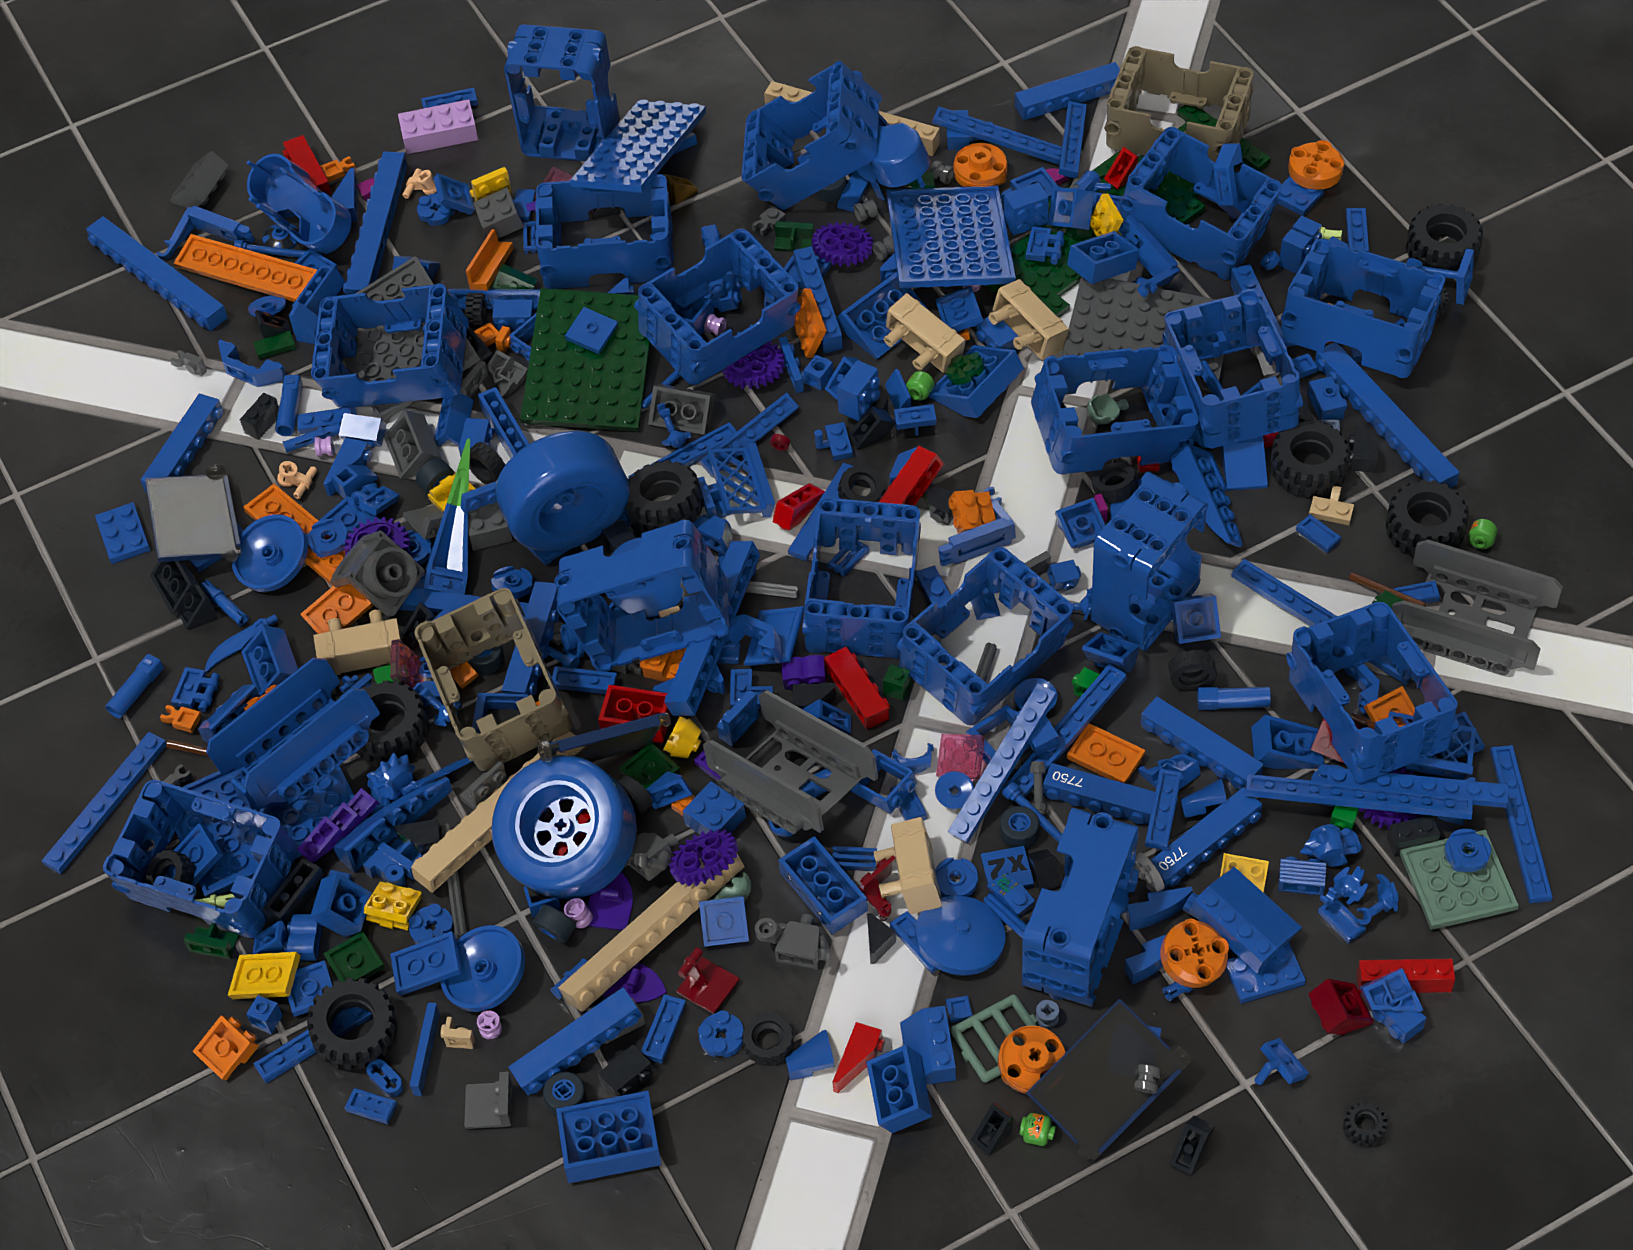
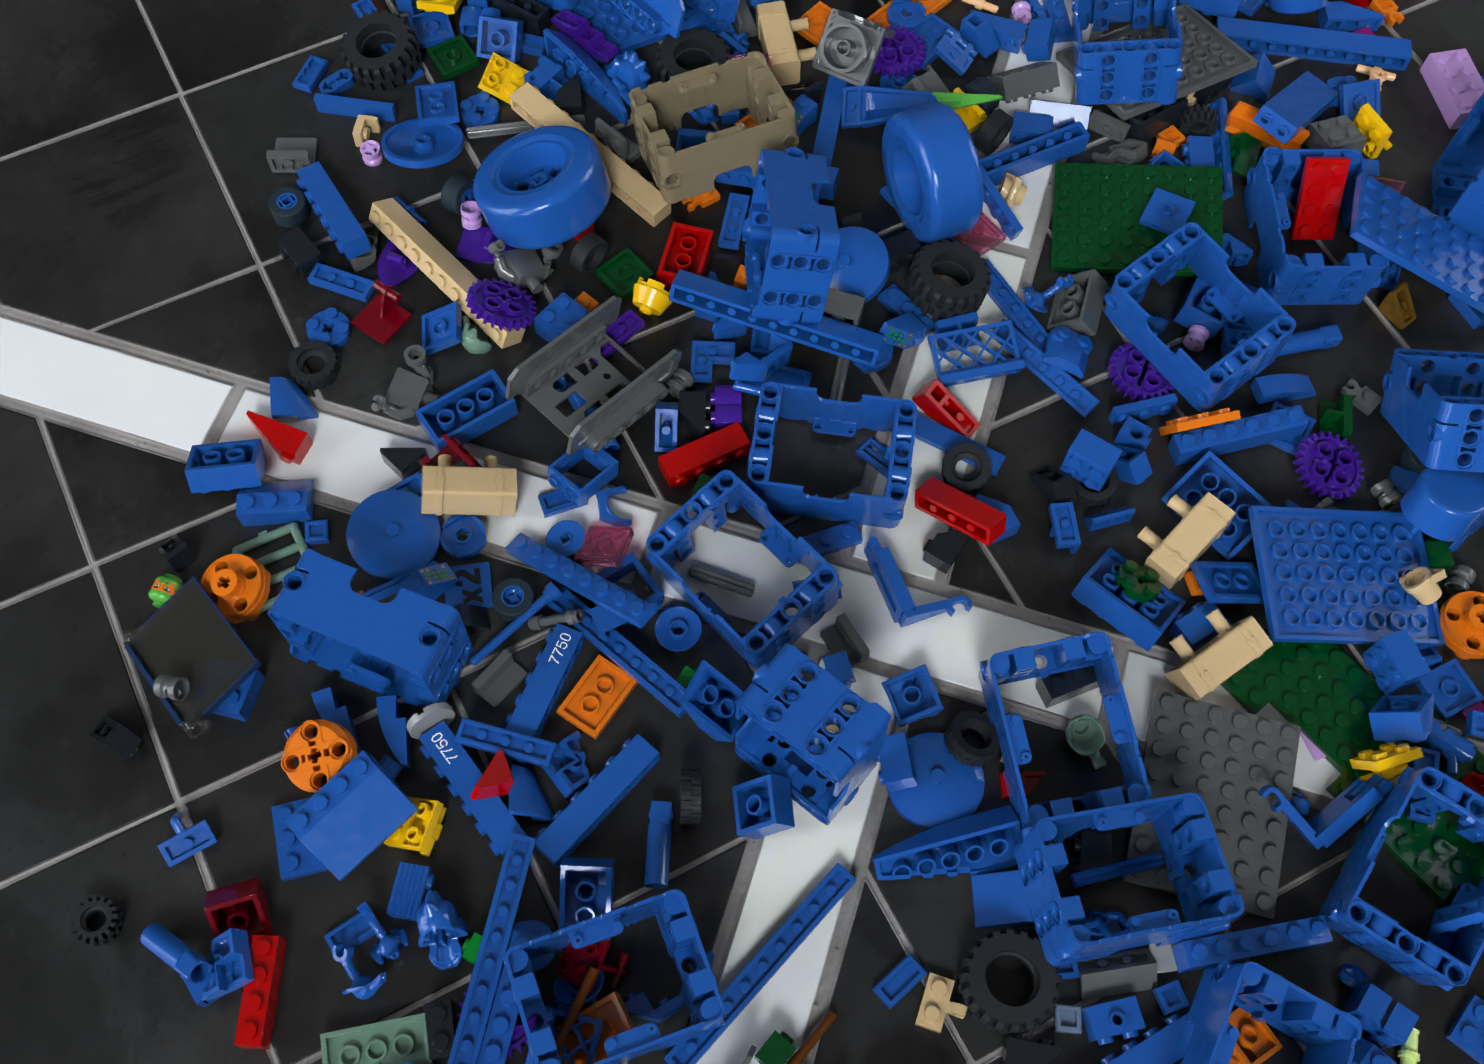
camera: 85 degrees right, 10 degrees up
(469, 233) = (1295, 107): none -> blue brick
(521, 581) = (849, 170): blue plate -> none
(572, 218) = (1319, 197): none -> red plate
(606, 741) = (627, 216): door -> none
(608, 1137) = (235, 235): blue slope -> none
(668, 789) = (597, 286): blue slope -> none
(734, 413) = (1068, 350): none -> blue slope
(738, 719) = (664, 340): blue plate -> none
(780, 442) = (1032, 395): dark red tile -> none
(837, 441) = (1037, 453): blue plate -> none
(855, 854) = (505, 431): blue tile -> none
(920, 385) = (1116, 536): bright green head -> none
(954, 188) = (1423, 584): none -> tan piece
(971, 509) = (928, 577): orange plate -> none
(1038, 245) = (1345, 679): blue plate -> none
(1101, 506) = (937, 720): magenta tile -> none
(1103, 257) = (1320, 747): blue brick -> none
(1196, 811) = (495, 780): none -> red slope
(1386, 1040) = (176, 953): none -> blue piece

